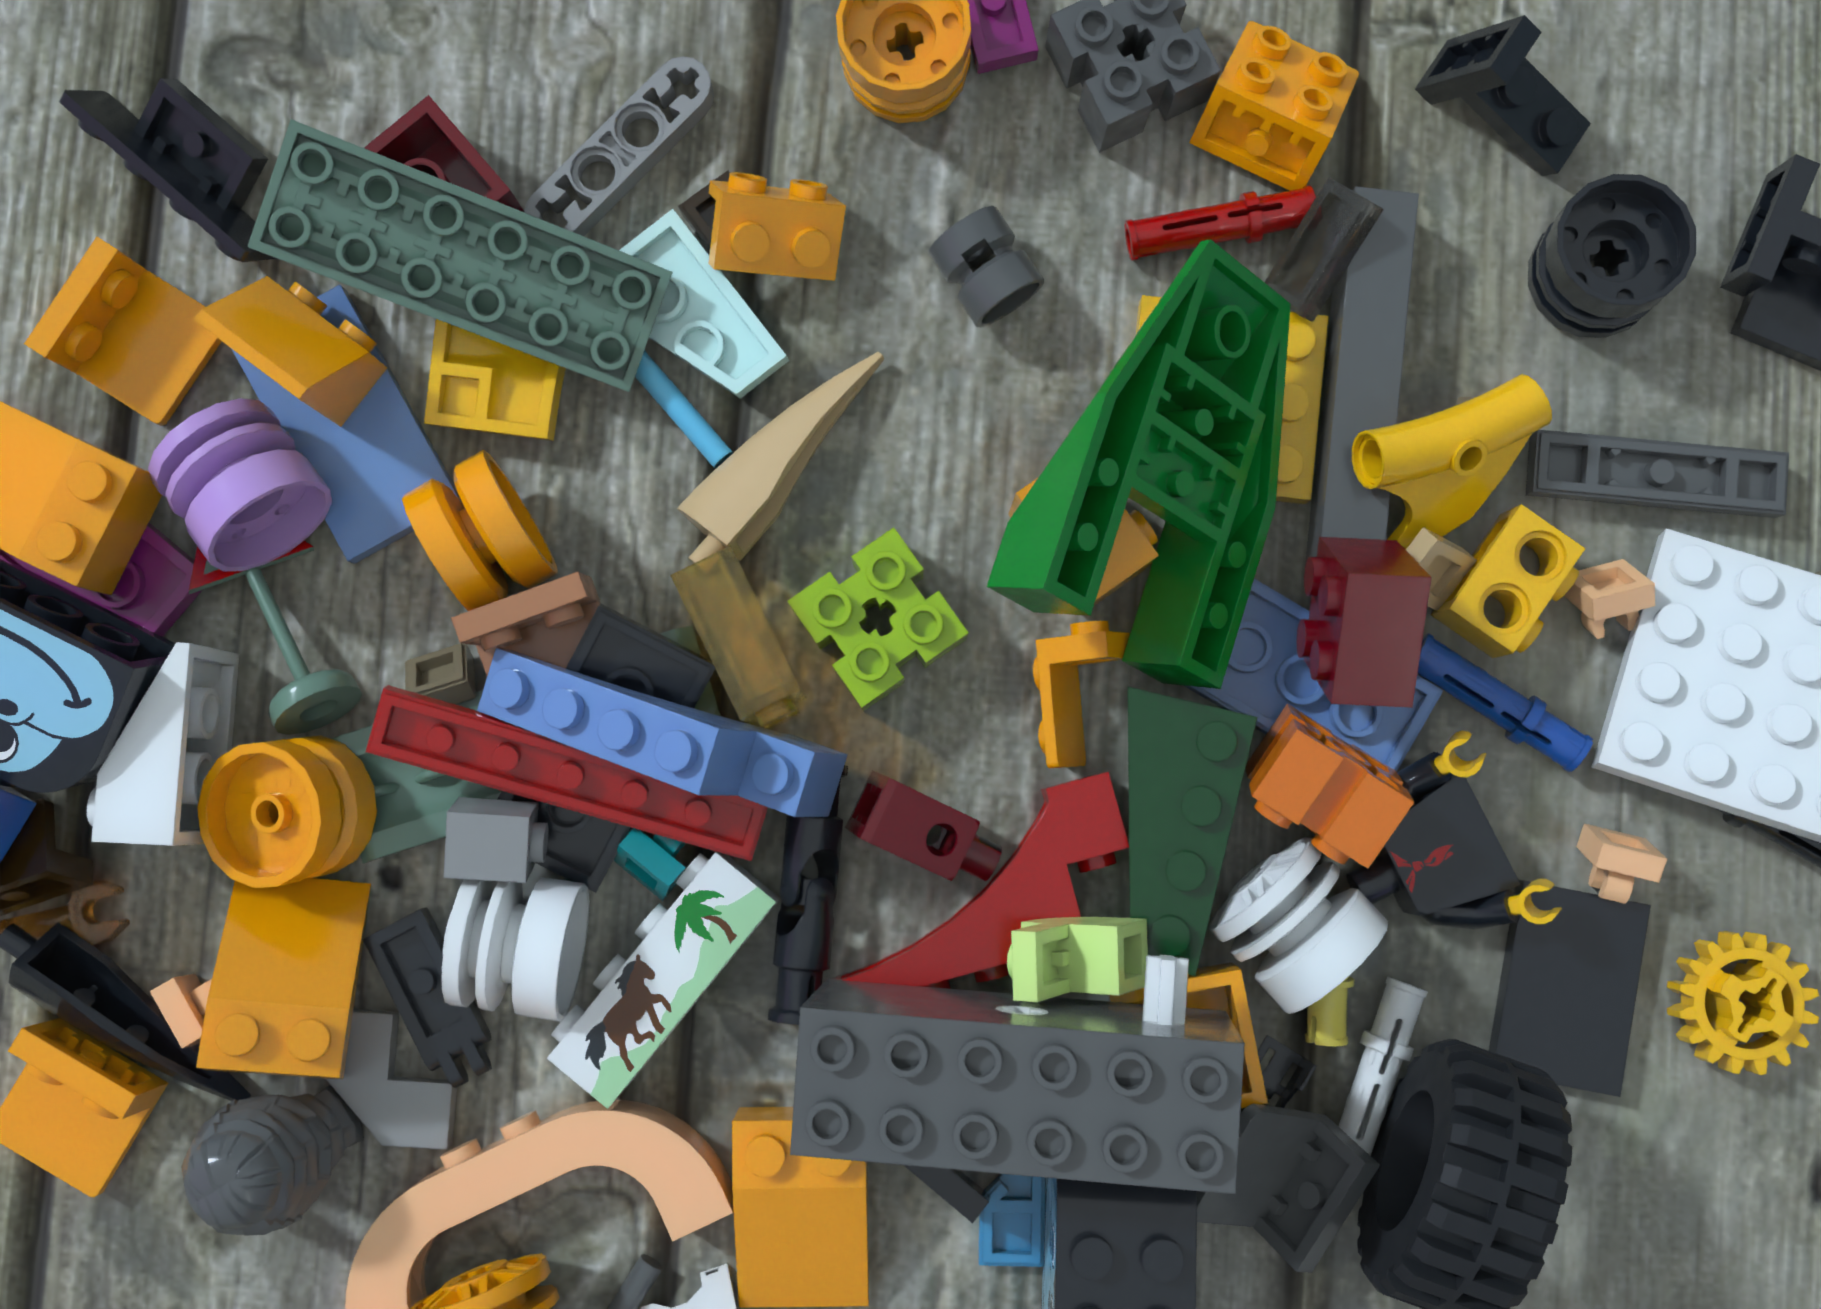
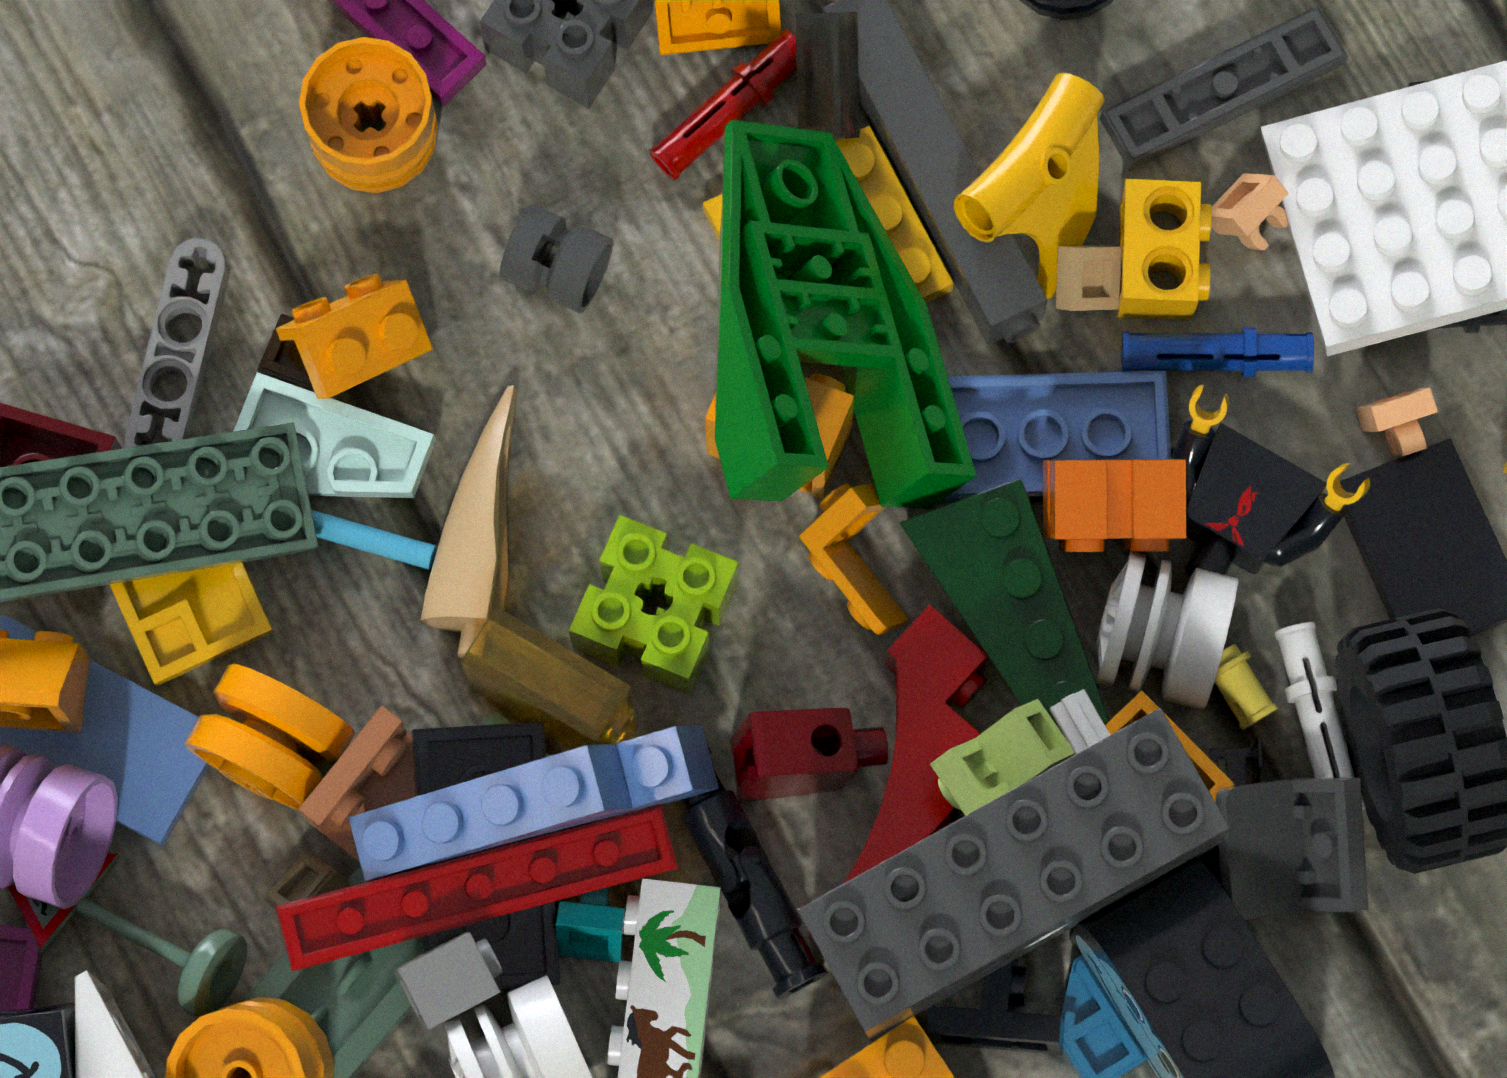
camera: 30 degrees left, 10 degrees down
(1364, 621) = (1054, 347): dark red brick -> none

